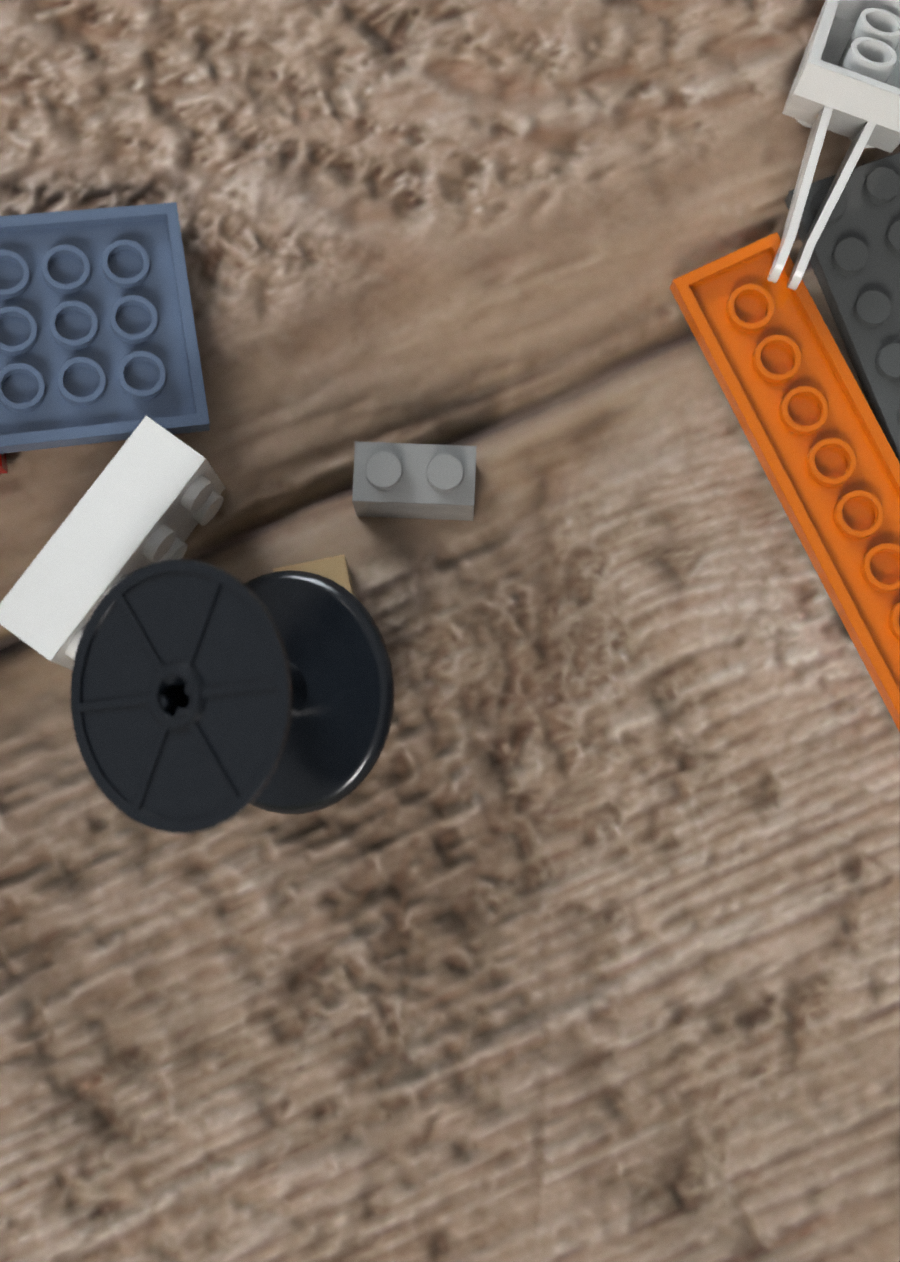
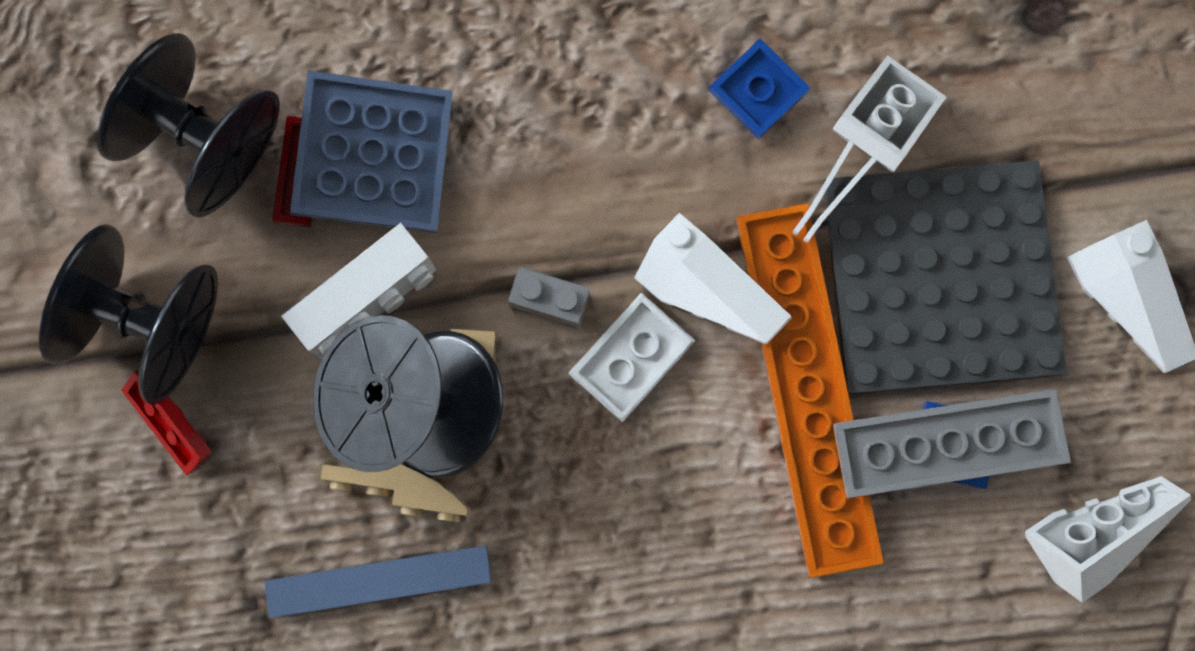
camera: 15 degrees right, 0 degrees up
(261, 1003) = (377, 581): none -> sand blue tile
(278, 844) = (411, 490): none -> tan slope
(568, 542) = (631, 357): none -> white tile
(648, 388) = (697, 276): none -> white wedge
(650, 80) = (759, 88): none -> blue plate

